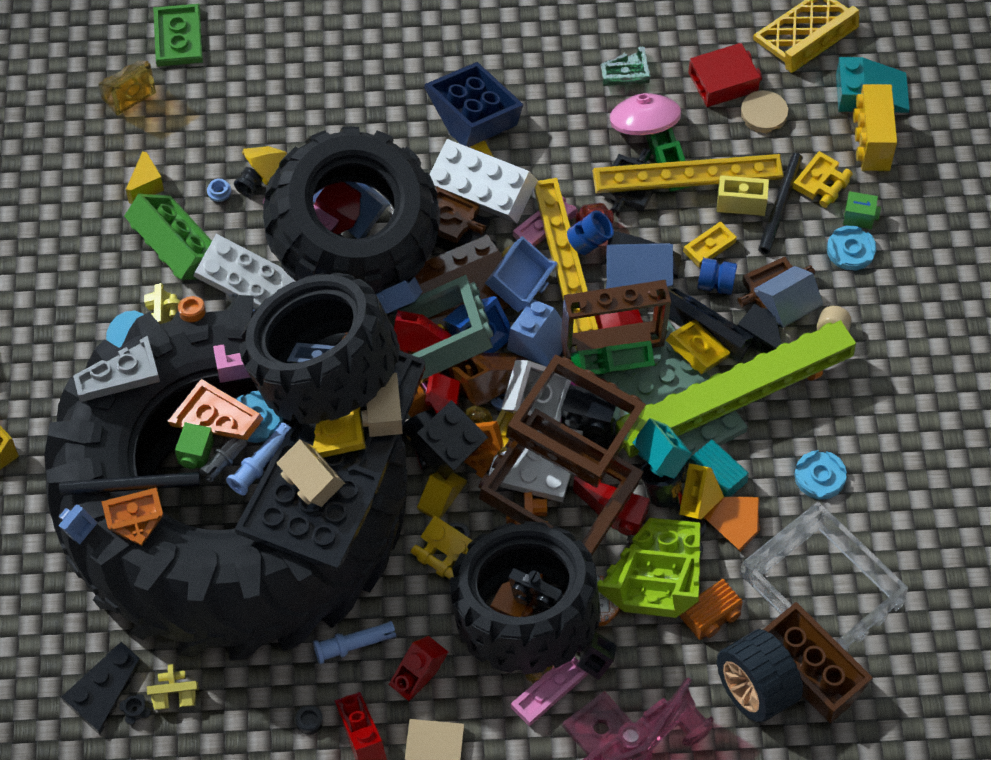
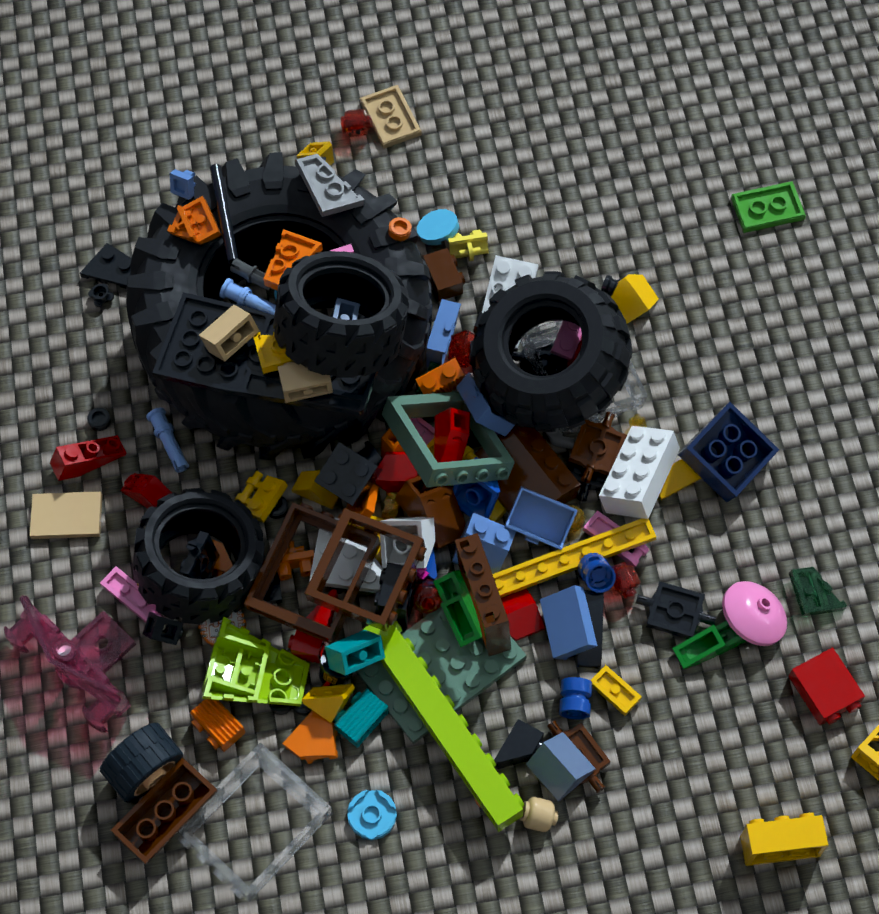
camera: 85 degrees right, 5 degrees up
(128, 87) = (694, 175): clear yellow slope -> none
(144, 179) = (599, 208): yellow slope -> none
(169, 233) = (548, 236): bright green slope -> none
(186, 690) = (118, 317): light yellow hips -> none
(194, 445) = (258, 250): bright green brick -> none
(219, 185) = (601, 262): light blue plate -> none
(685, 173) = (692, 661): yellow tile -> none
(686, 308) = (520, 690): black panel -> none
(698, 346) = (489, 685): yellow plate -> none
(742, 195) = (673, 713): light yellow brick -> none
(764, 111) = (792, 731): tan tile -> none
(780, 203) = (680, 755): black piece -> none
(816, 175) = (718, 787): yellow plate -> none
(851, 248) = (638, 829): medium azure tile -> none
(856, 71) = (849, 838): teal slope -> none
(861, 210) = (681, 834): bright green brick -> none

